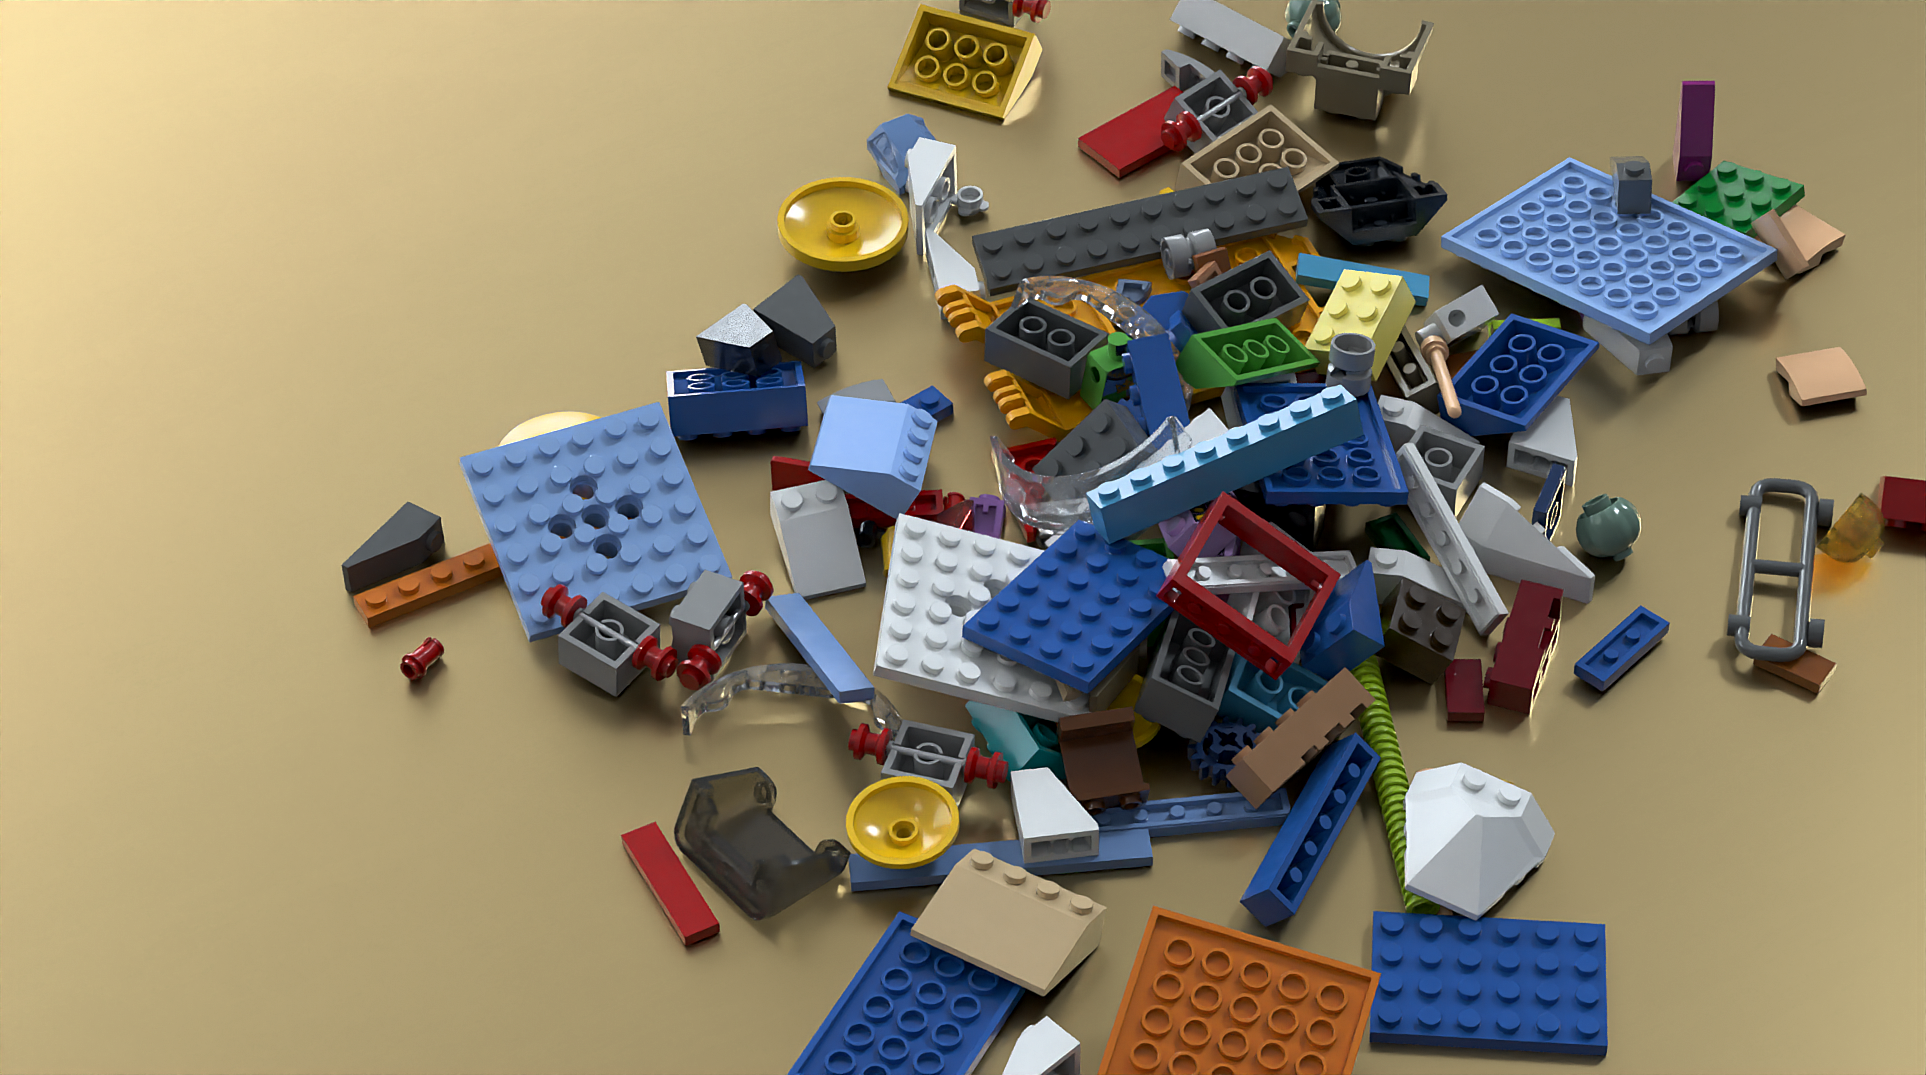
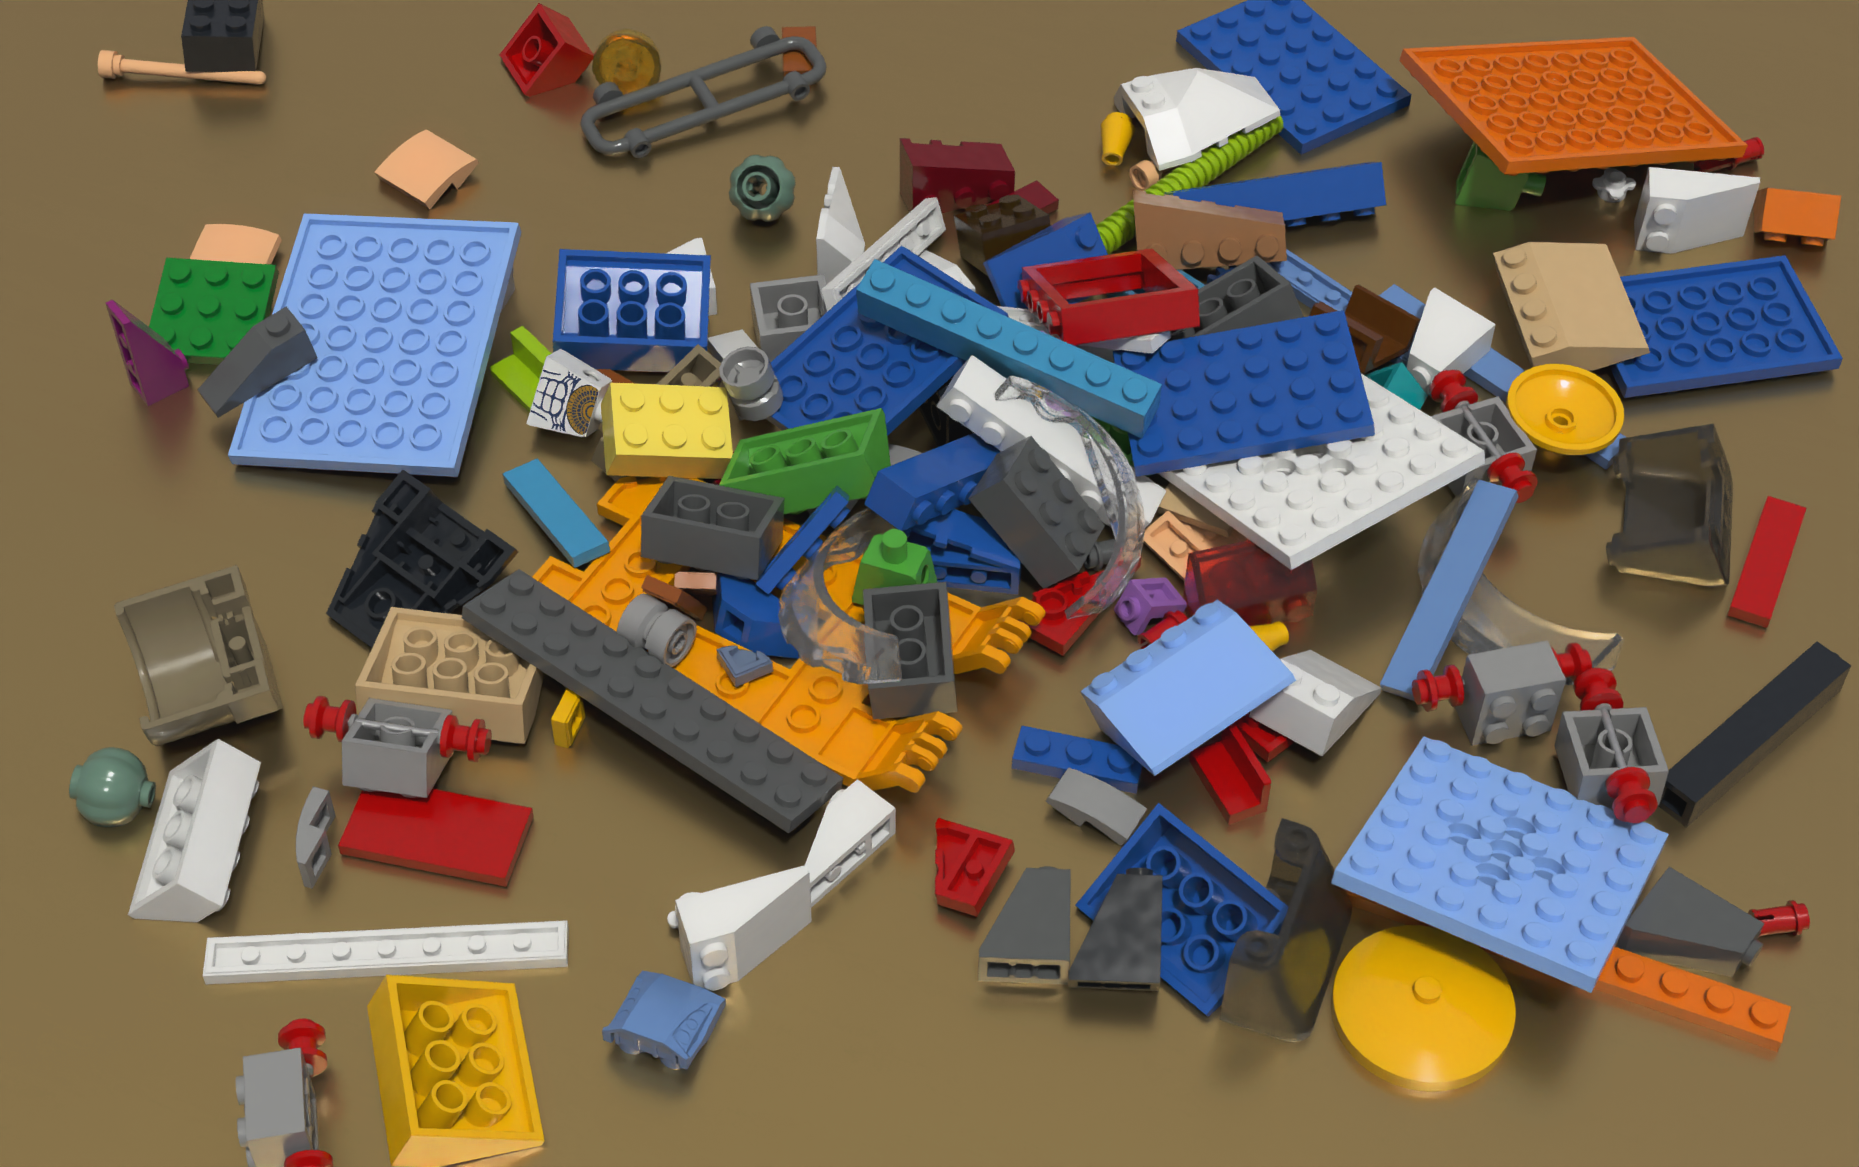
camera: 130 degrees left, 5 degrees up
(395, 547) = (1687, 1052): dark grey slope -> none
(463, 607) = (1691, 928): none -> dark grey slope
(550, 749) = (1752, 733): none -> black brick
(691, 413) = (1282, 979): none -> clear smoke windscreen
(843, 224) = (852, 983): yellow dish -> none
(876, 324) = (968, 865): none -> red wing
(1077, 82) = (386, 952): none -> white tile
(1435, 353) = (699, 332): light nougat piece -> none
(1549, 503) = (784, 224): dark blue tile -> none
(1621, 648) = (876, 138): blue plate -> none
(1774, 233) = (286, 217): light nougat slope -> none

